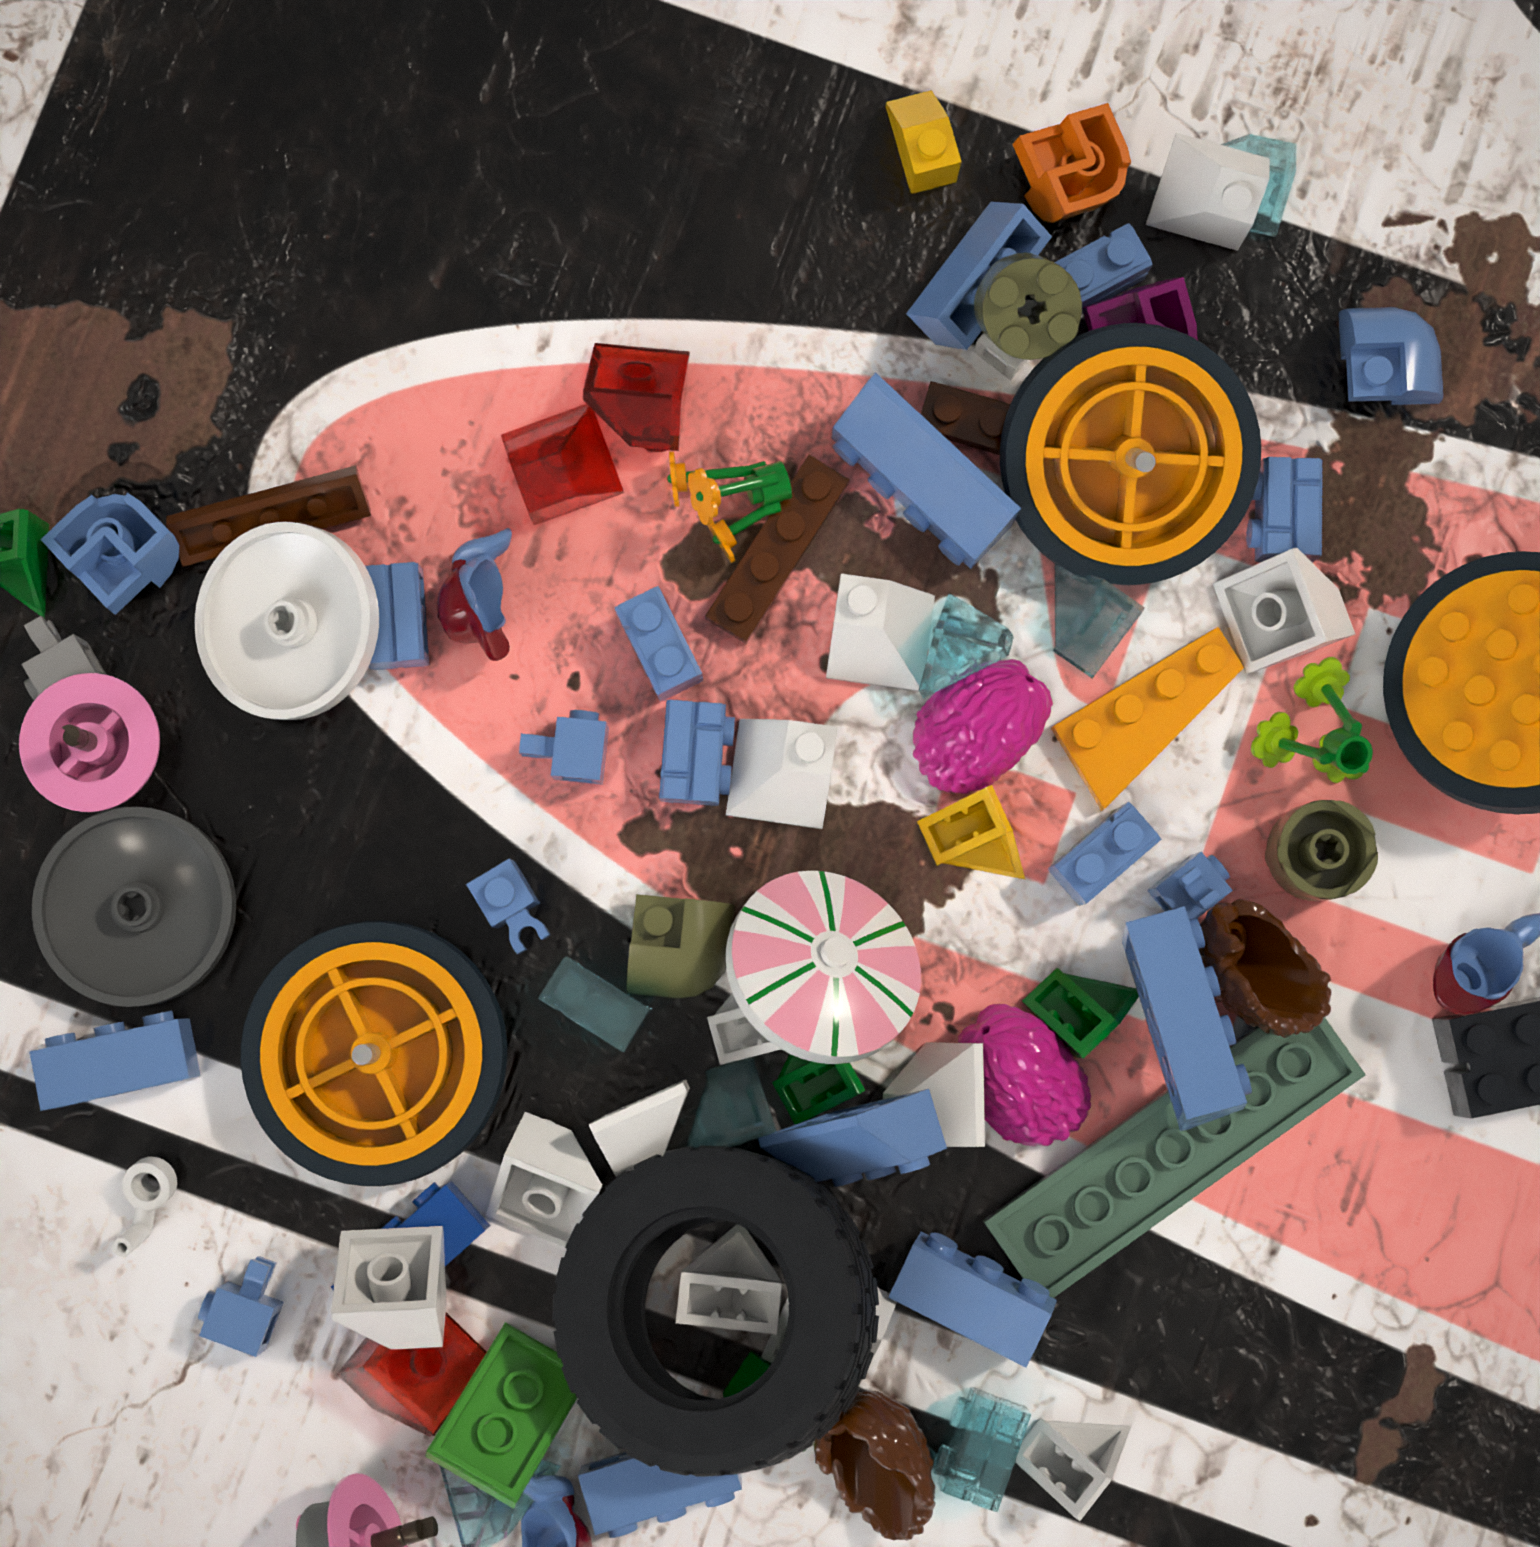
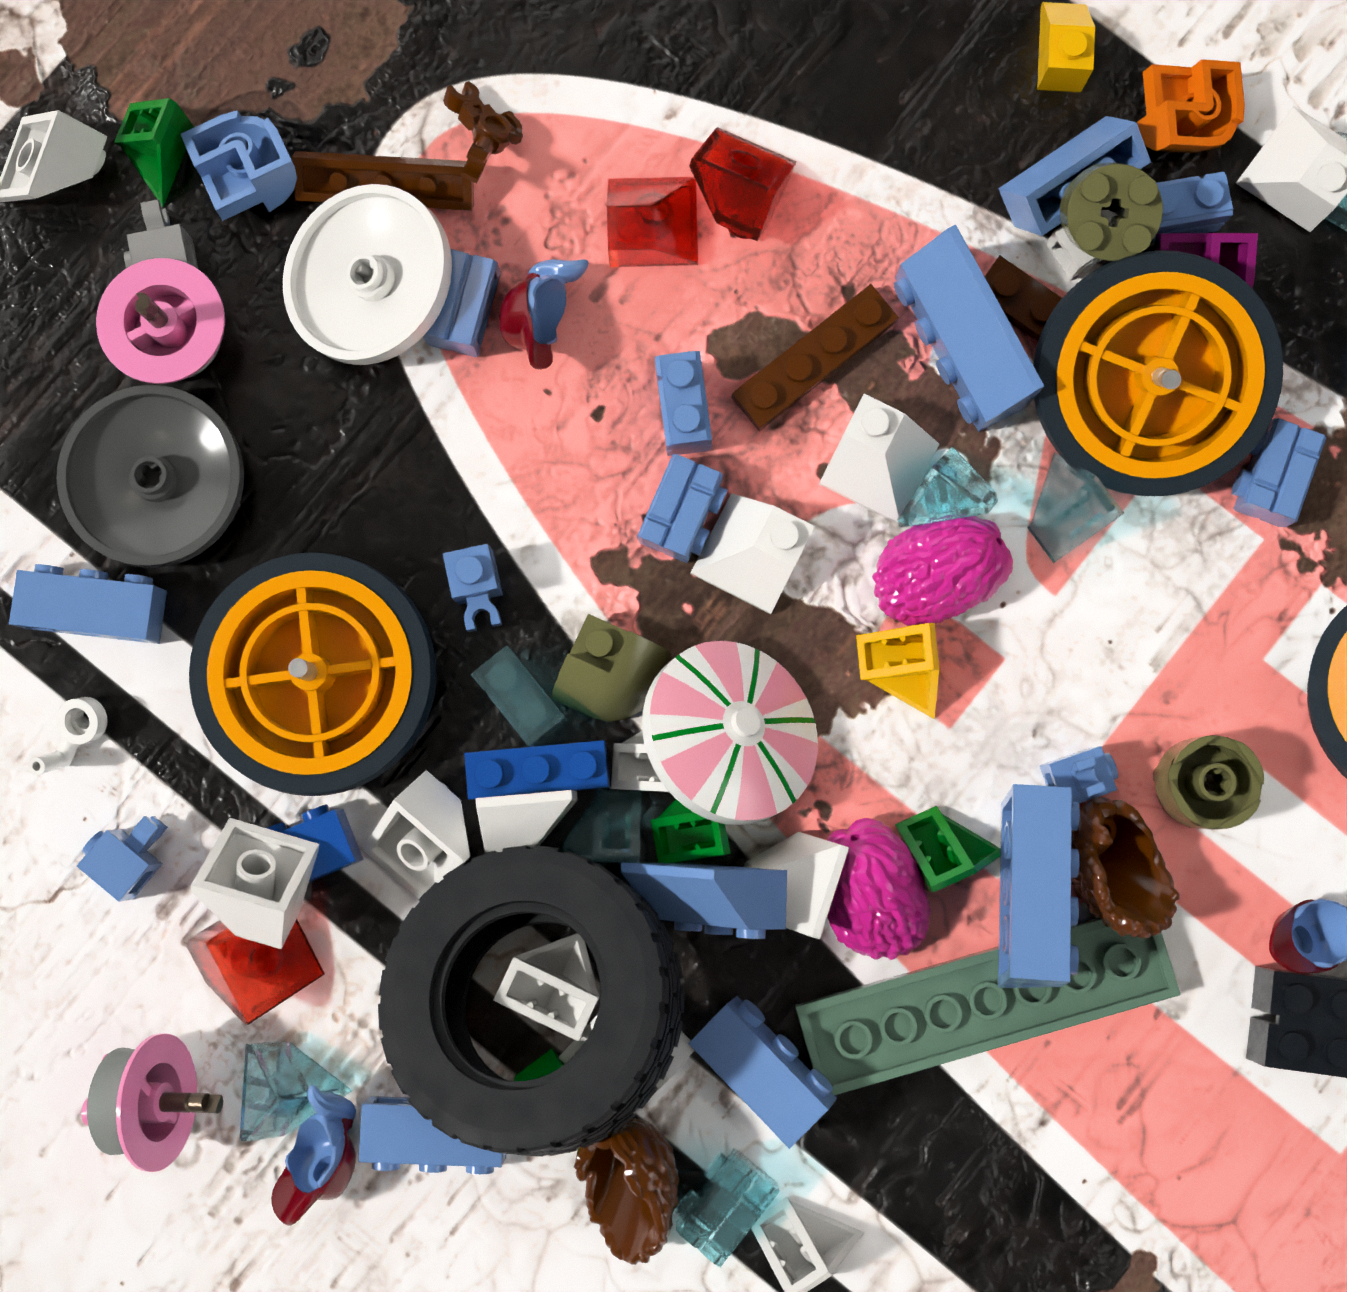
camera: 25 degrees right, 0 degrees up
(362, 426) = (490, 130): none -> reddish brown piece
(505, 1417) = (315, 1030): bright green tile -> none
(575, 751) = (579, 471): medium blue brick -> none
(639, 1073) = (537, 769): none -> blue brick
(763, 485) = (822, 294): plant -> none
(1104, 854) = (1013, 719): medium blue brick -> none
(1139, 719) = (1081, 612): light orange wing -> none
(1282, 610) = (1244, 558): white slope -> none
(1341, 751) = (1253, 702): plant -> none

